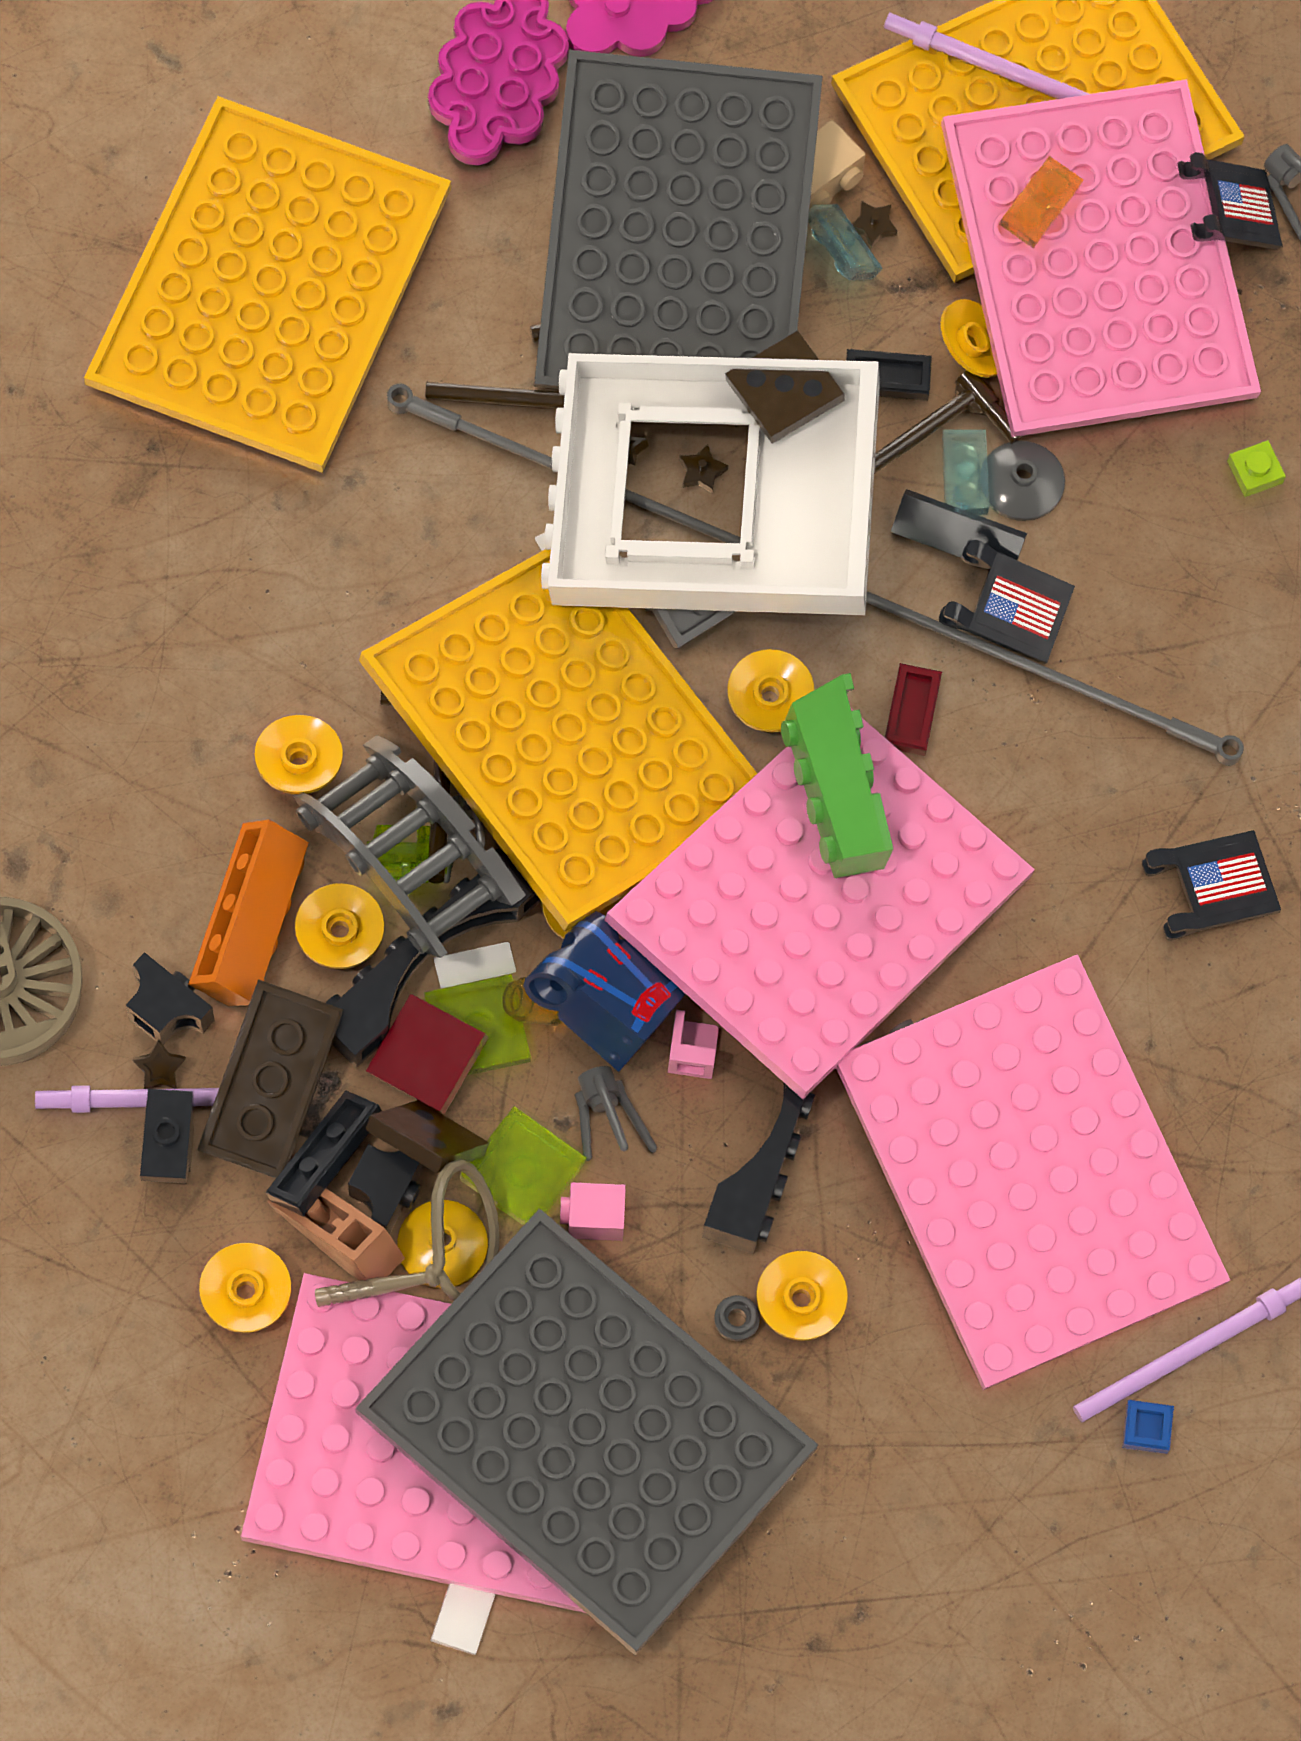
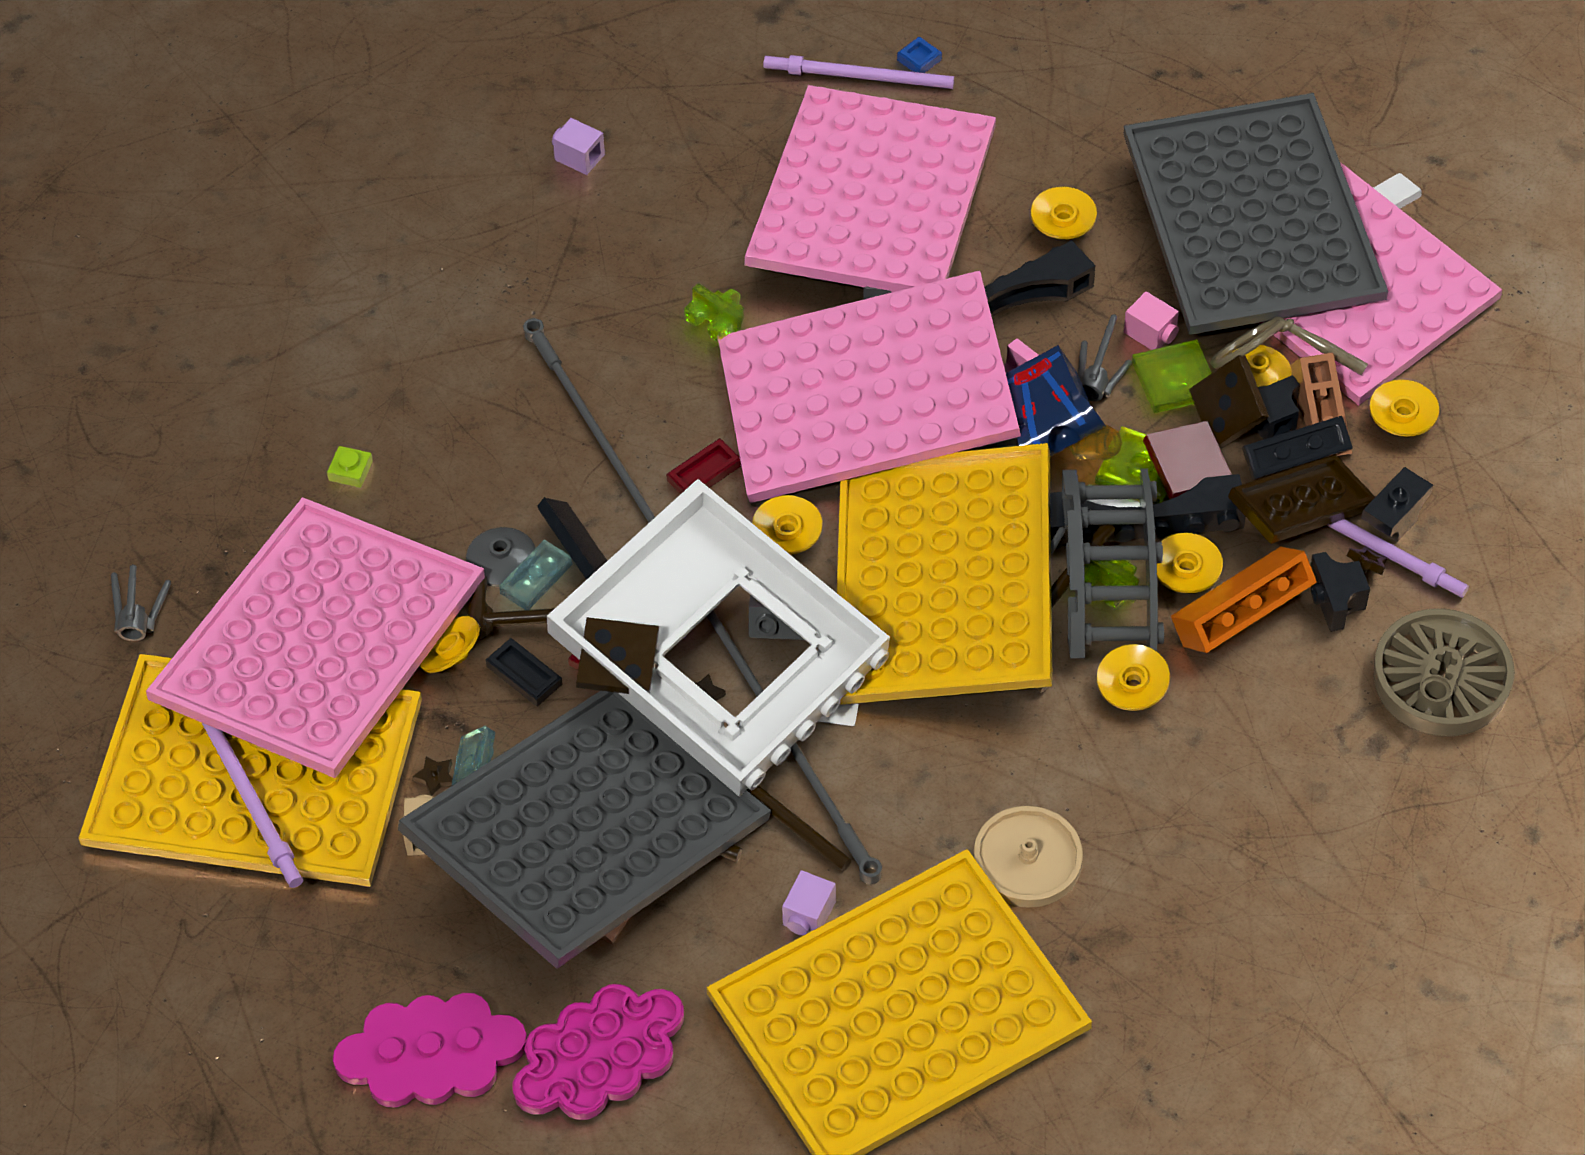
camera: 135 degrees left, 15 degrees down
(265, 511) = (1029, 855): none -> tan piece
(424, 318) = (808, 903): none -> lavender brick
(740, 1305) = (1110, 229): dark grey plate -> none
(838, 779) = (803, 419): bright green wedge -> none
(1016, 604) = (583, 478): black flag -> none
(1041, 202) = (326, 674): clear yellow plate -> none
(1057, 900) = (718, 308): none -> clear neon green hips
(1221, 881) = (612, 270): black flag -> none
(1238, 201) = (193, 607): black flag -> none

